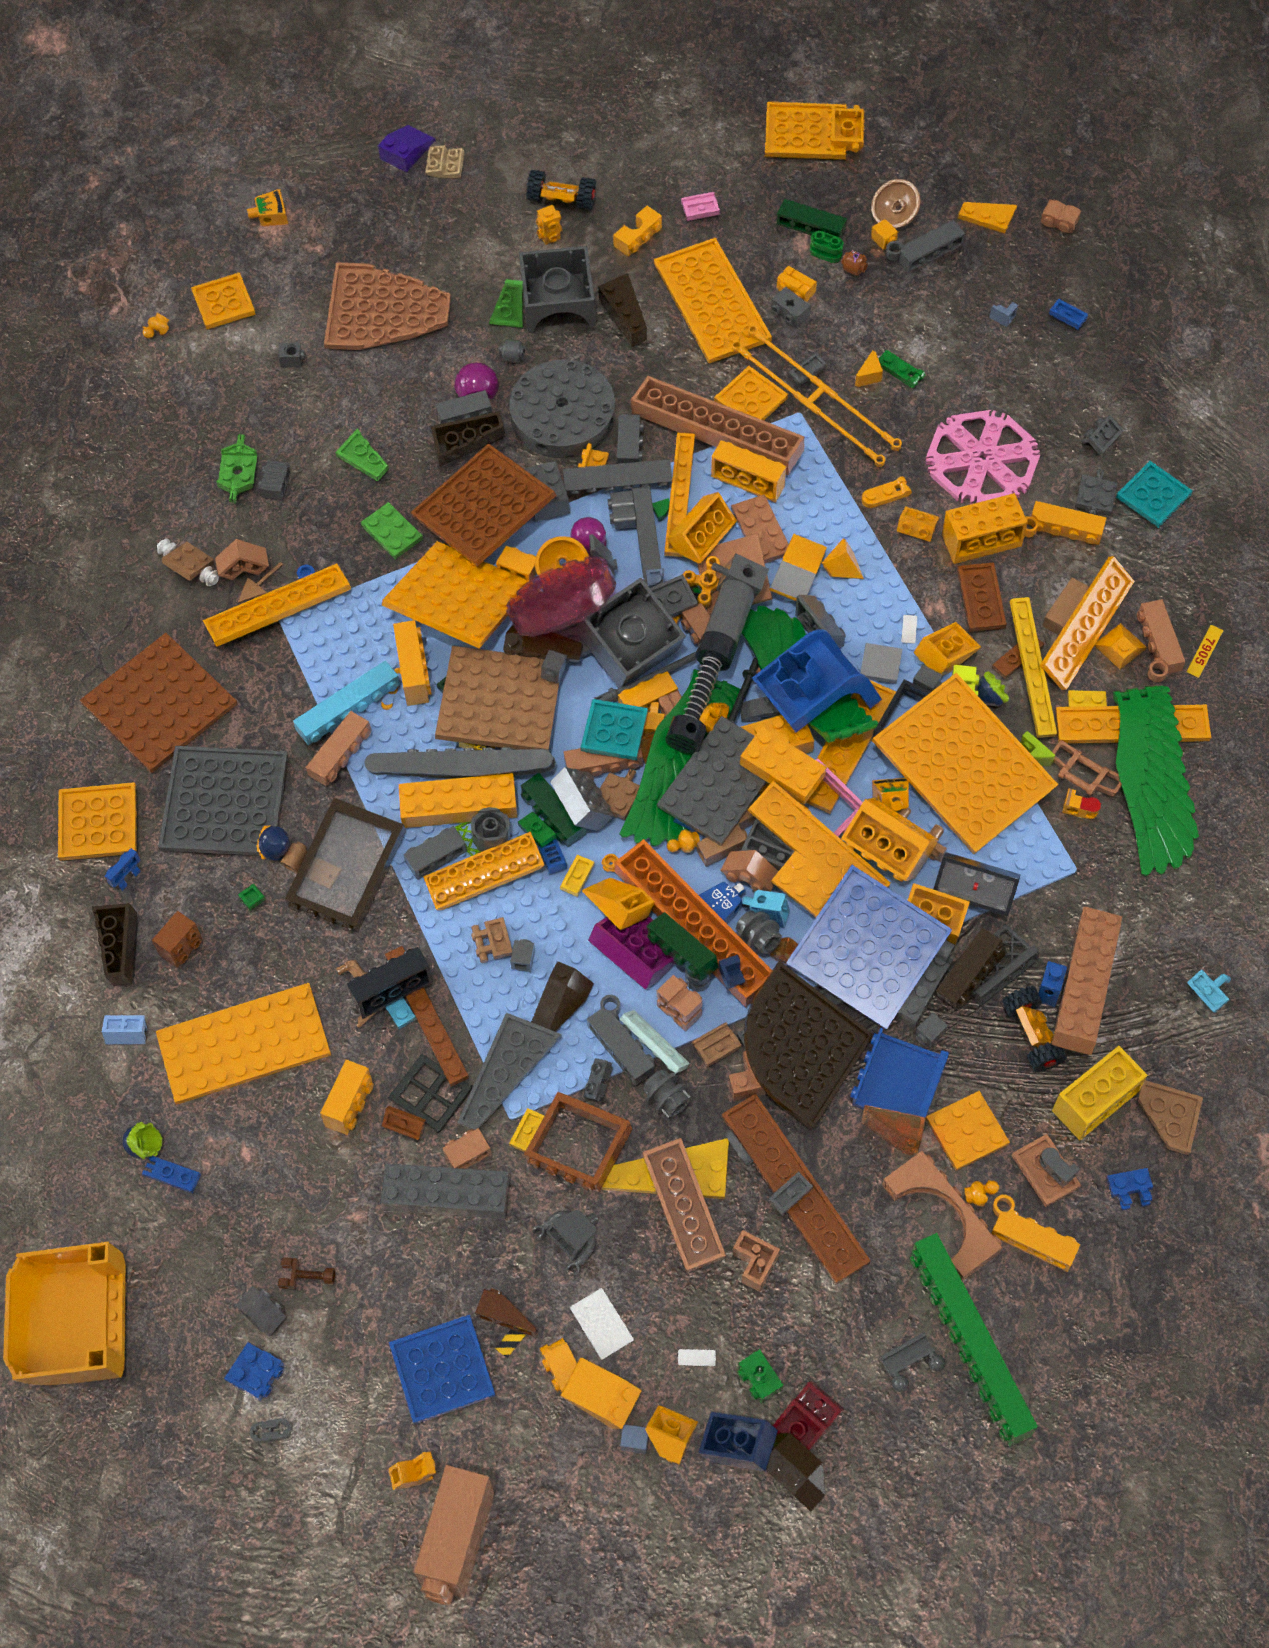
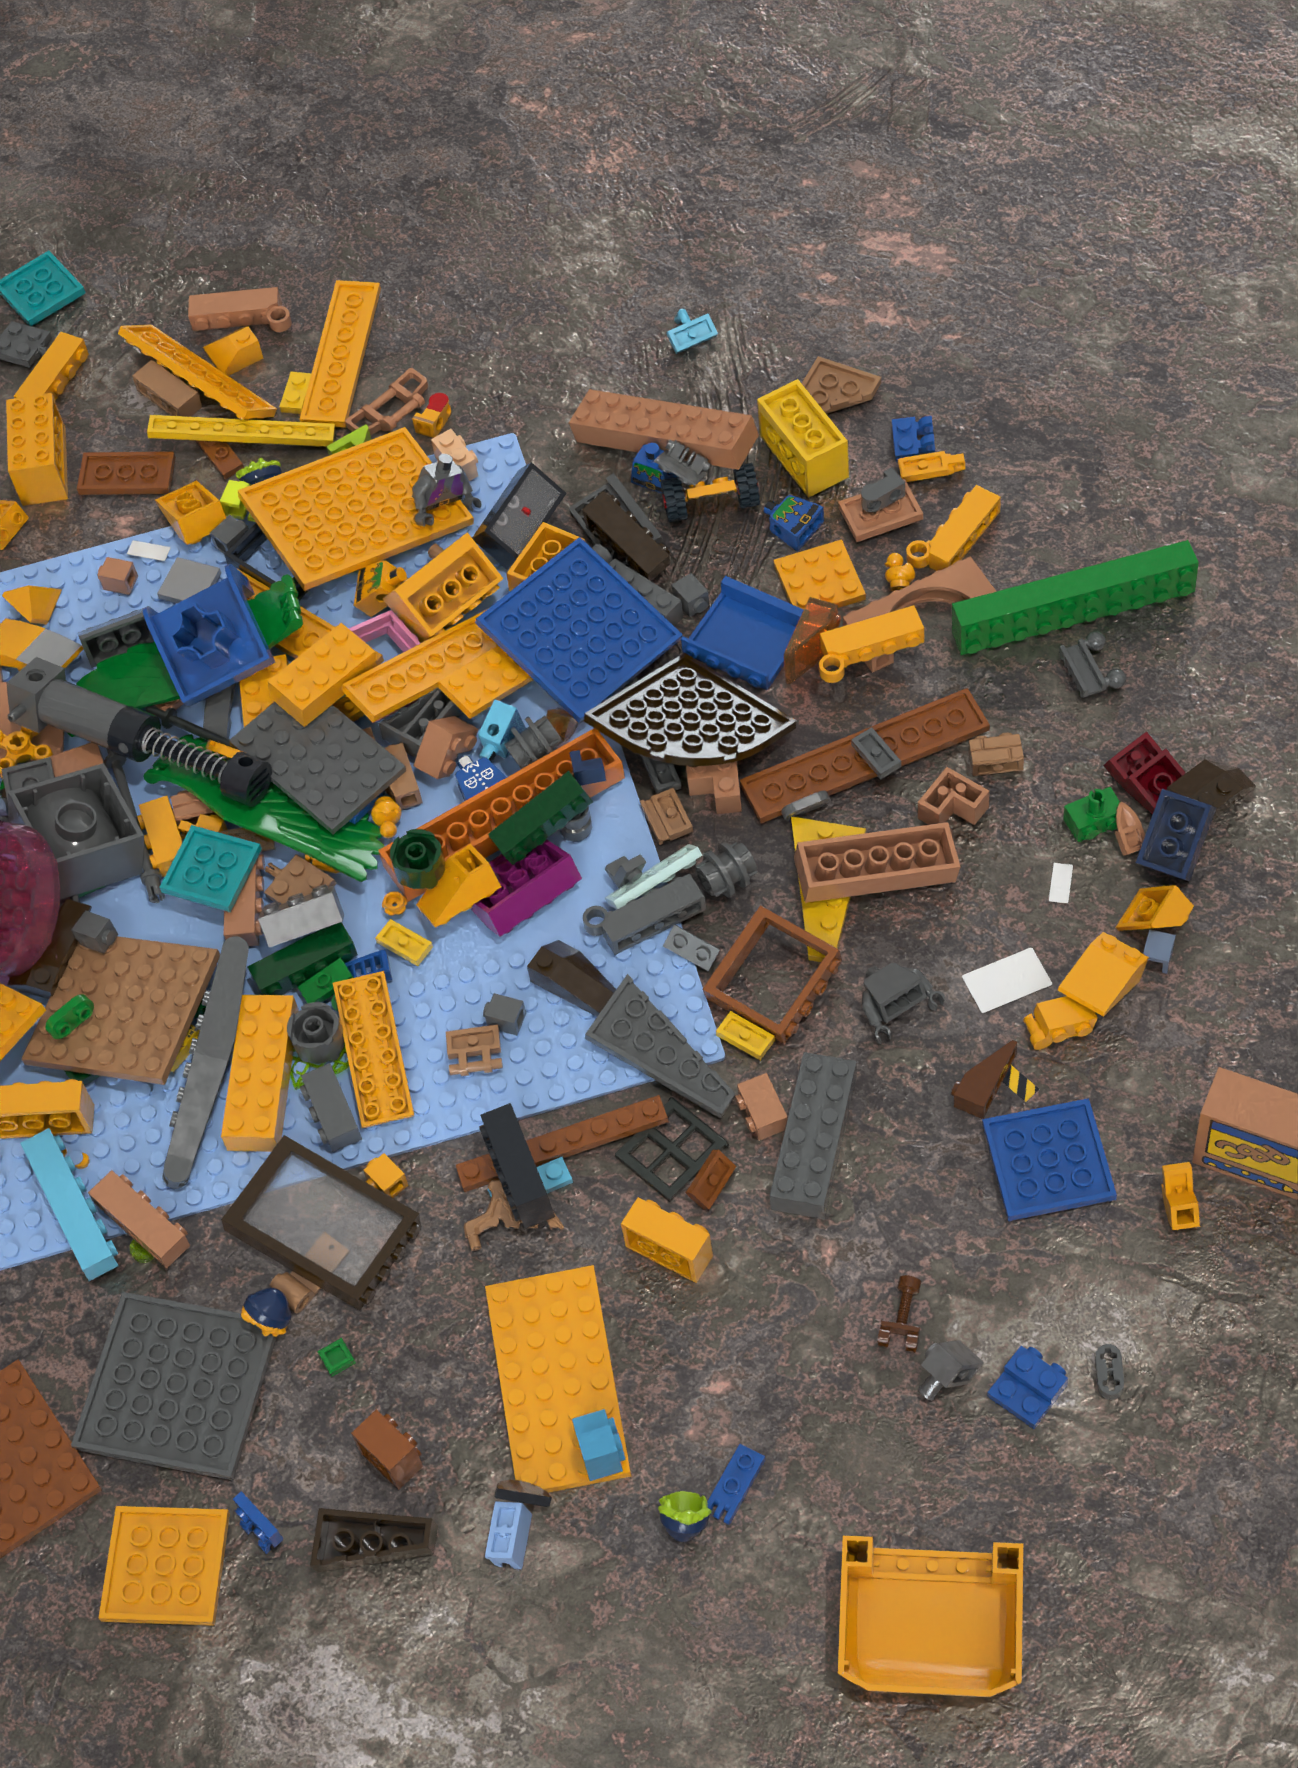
camera: 75 degrees left, 5 degrees down
(151, 1030) = (522, 1492): none -> black tile
(184, 1073) = (599, 1444): none -> dark azure brick
(387, 900) = (385, 1176): none -> light orange brick
(479, 665) = (69, 1016): none -> green plate
(629, 865) = (417, 859): none -> dark green brick
(656, 1018) = (625, 870): none -> dark grey bracket
(679, 1002) = (611, 836): nougat brick -> none
(746, 1404) = (1130, 830): none -> nougat plate
(808, 1291) = (996, 754): none -> medium nougat brick
(876, 612) = (117, 575): none -> nougat brick
(895, 1171) = (868, 640): none -> light orange hinge
(990, 817) = (440, 485): none -> dark grey torso
(1021, 1101) = (794, 520): none -> blue torso
(1033, 827) = (455, 446): none -> light nougat brick
(1042, 997) = (688, 473): none -> dark grey hinge
(1101, 1205) = (930, 465): none -> light orange hinge
(1153, 778) = (414, 342): green animal -> none
(1204, 651) = (261, 276): yellow sticker -> none

